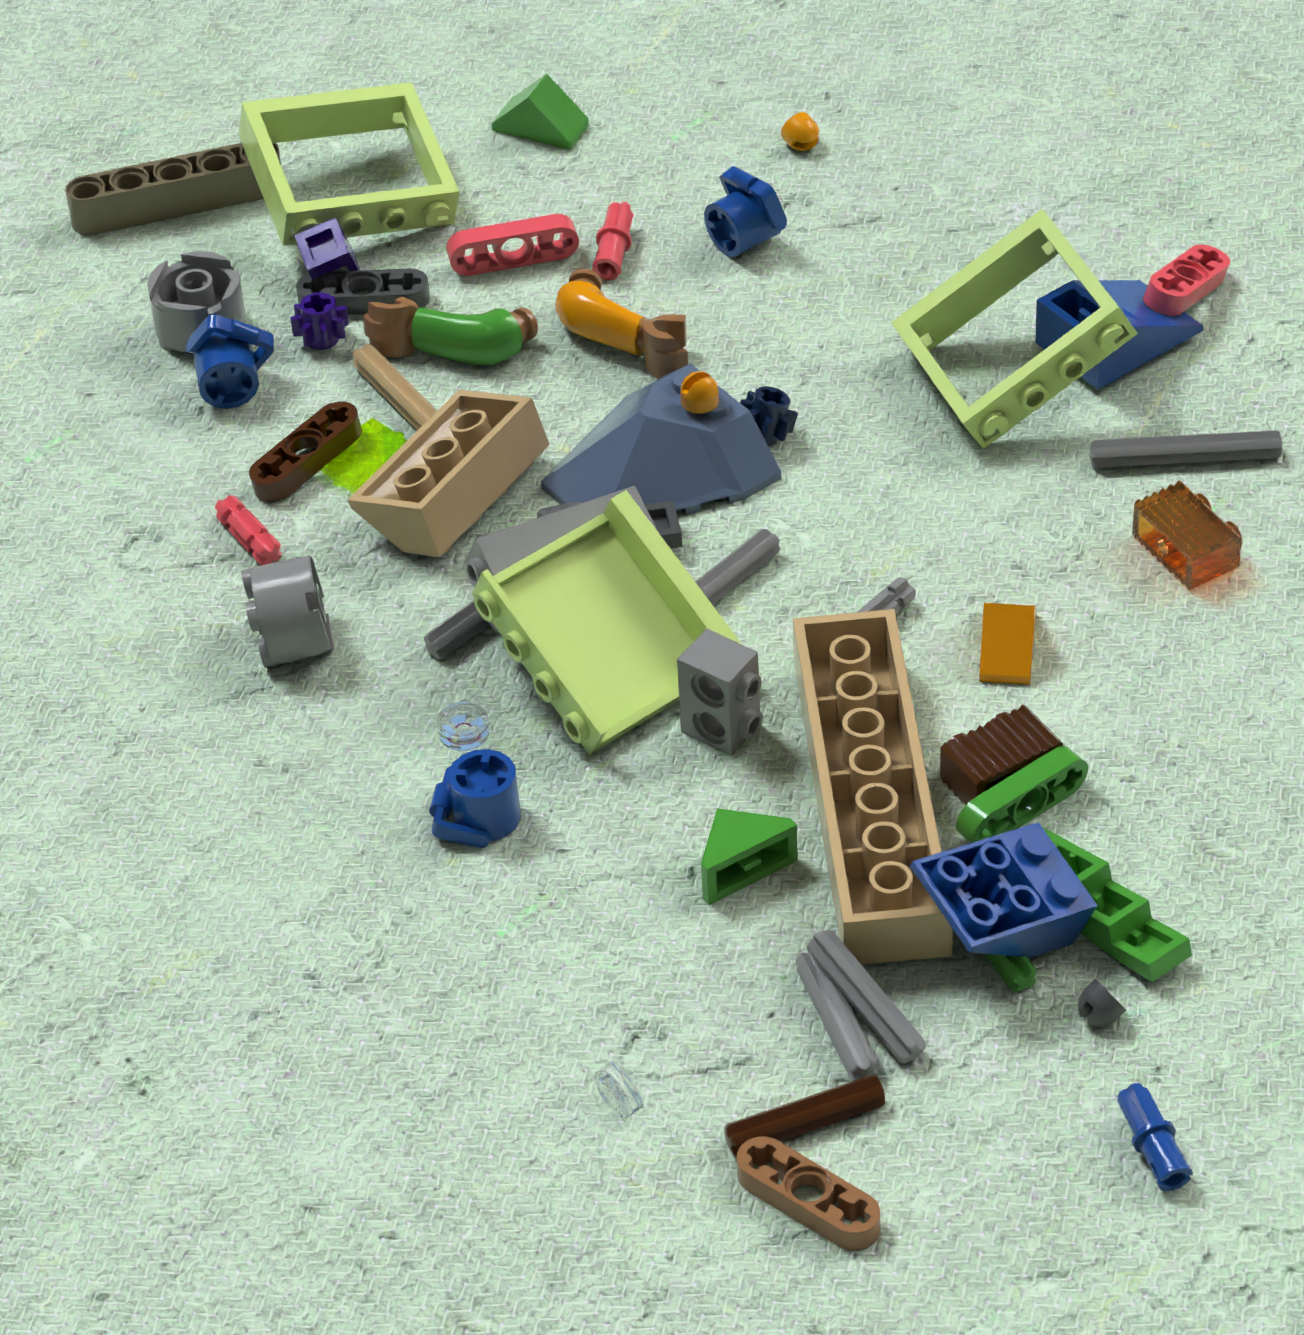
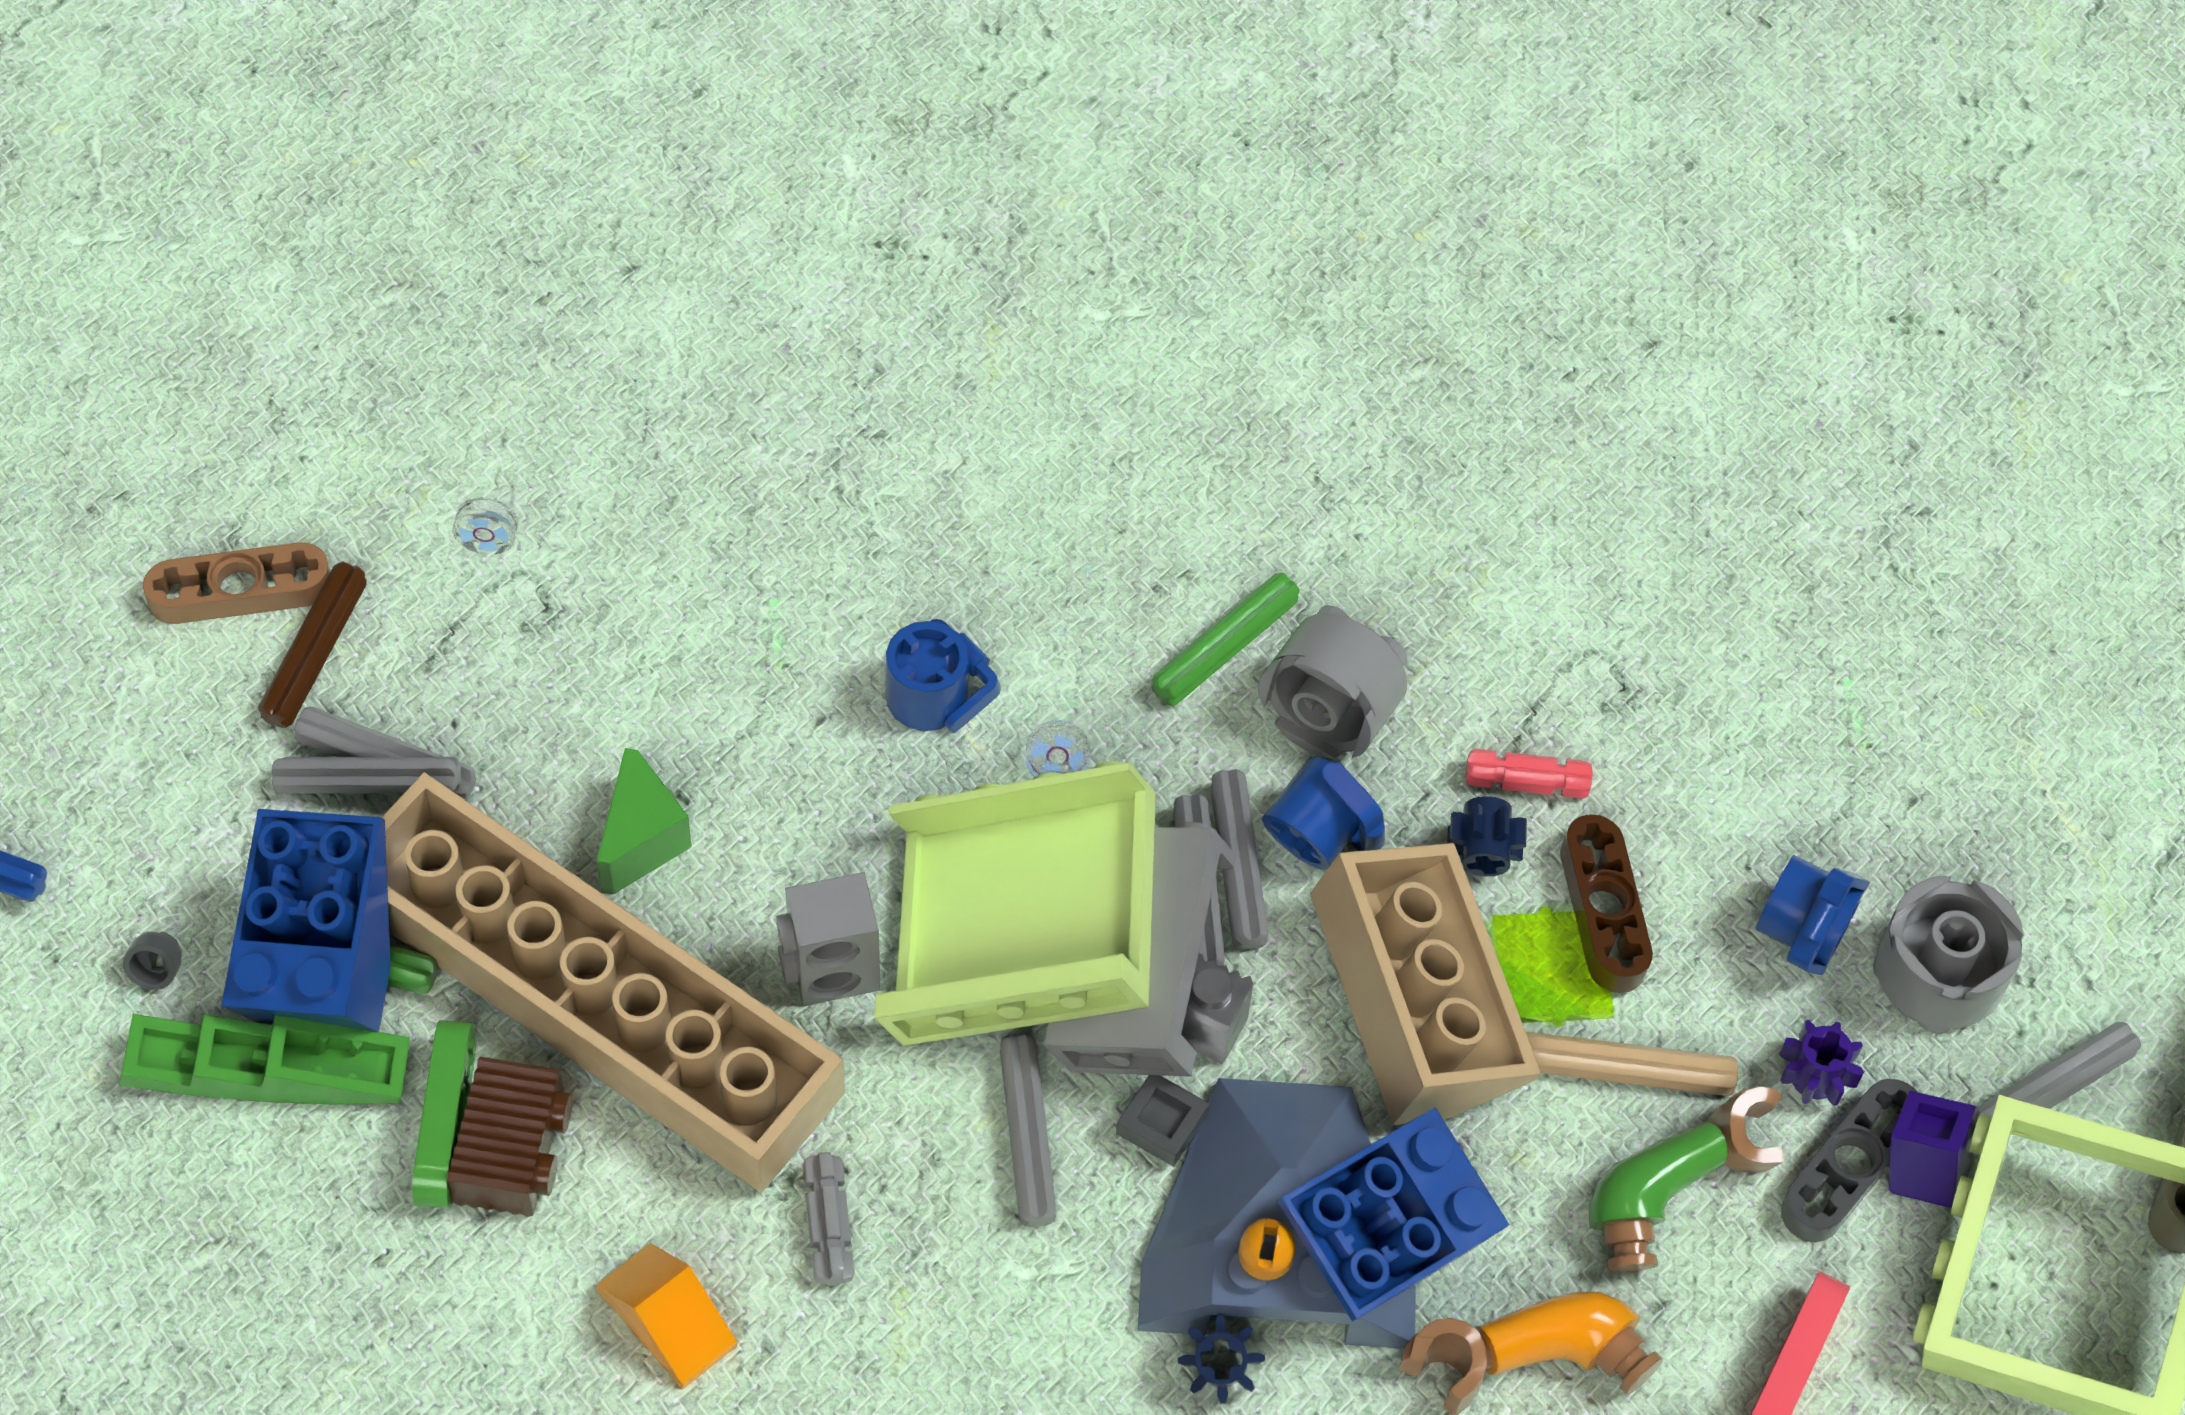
camera: 125 degrees right, 15 degrees up
(239, 252) = (2073, 1069): none -> light grey axle
(295, 704) = (1225, 639): none -> bright green axle
(319, 507) = (1487, 836): none -> dark blue gear
(385, 567) = (1323, 813): none -> blue piece
(411, 630) = (1242, 882): none -> light grey axle
(607, 379) = (1393, 1214): none -> blue slope

